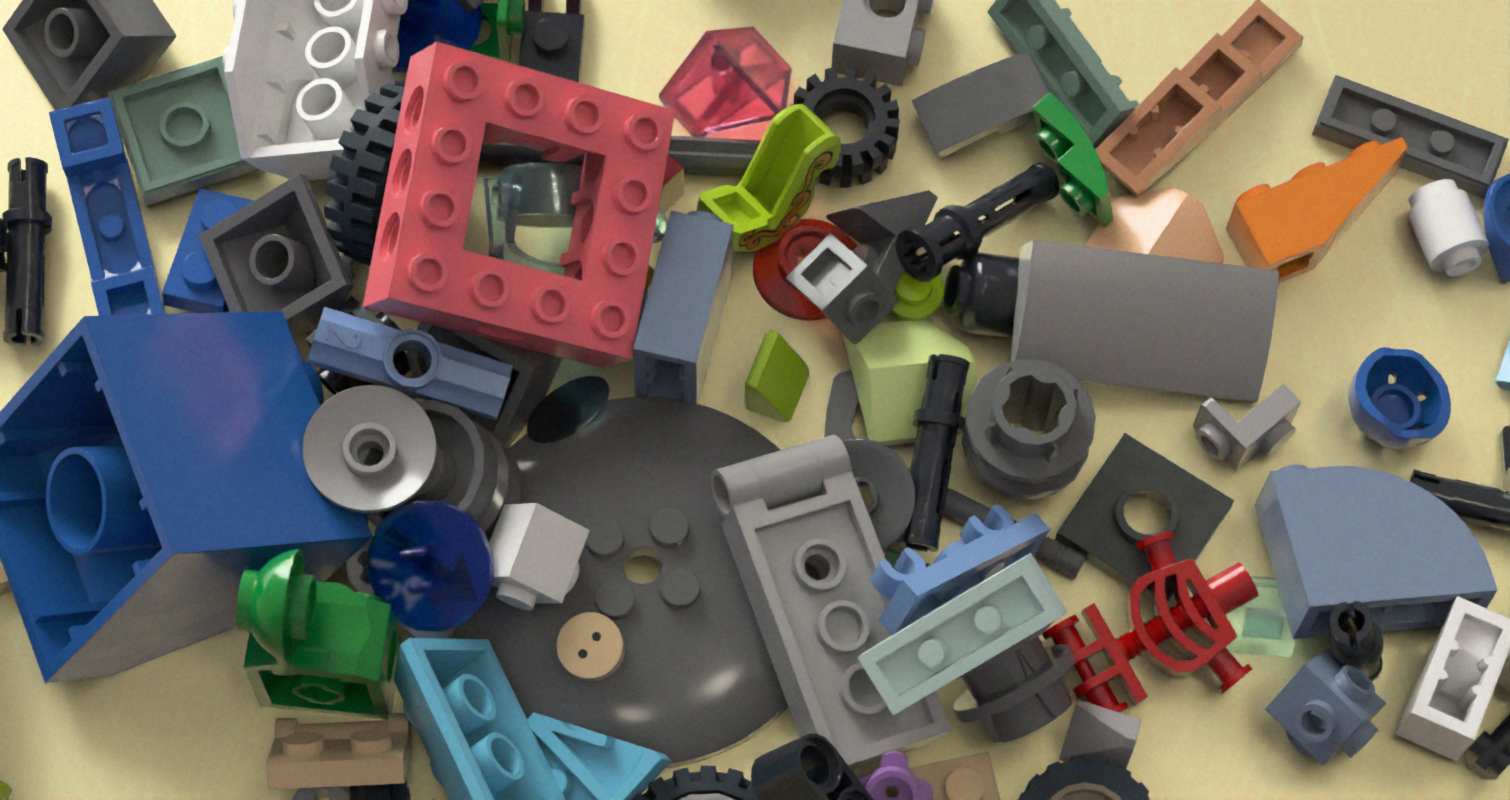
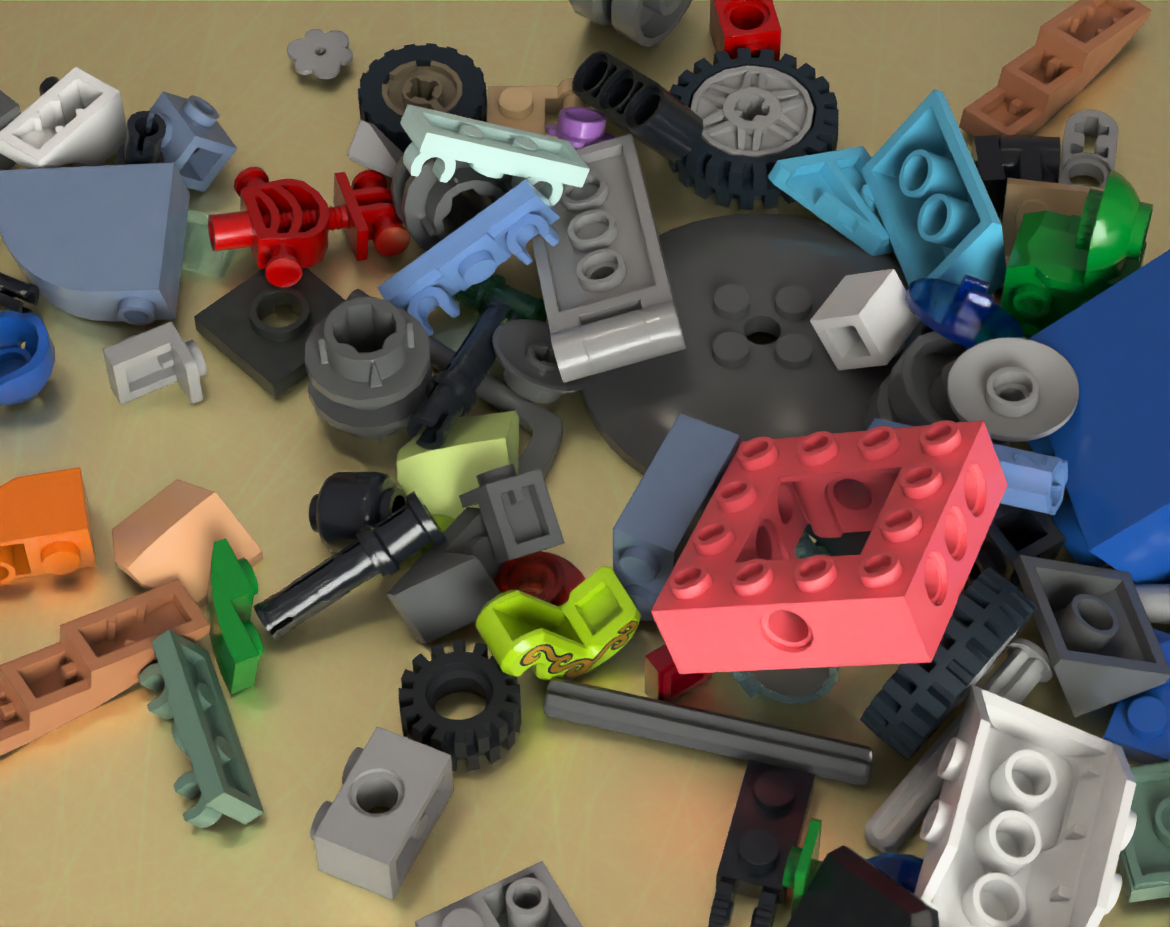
camera: 165 degrees left, 15 degrees down
(590, 646) = (821, 266): tan tile -> none
(728, 82) = (562, 768): clear pink slope -> none
(775, 379) = (599, 488): lime slope -> none
(981, 103) = (288, 698): dark grey slope -> none
(1145, 319) = (218, 455): light grey slope -> none

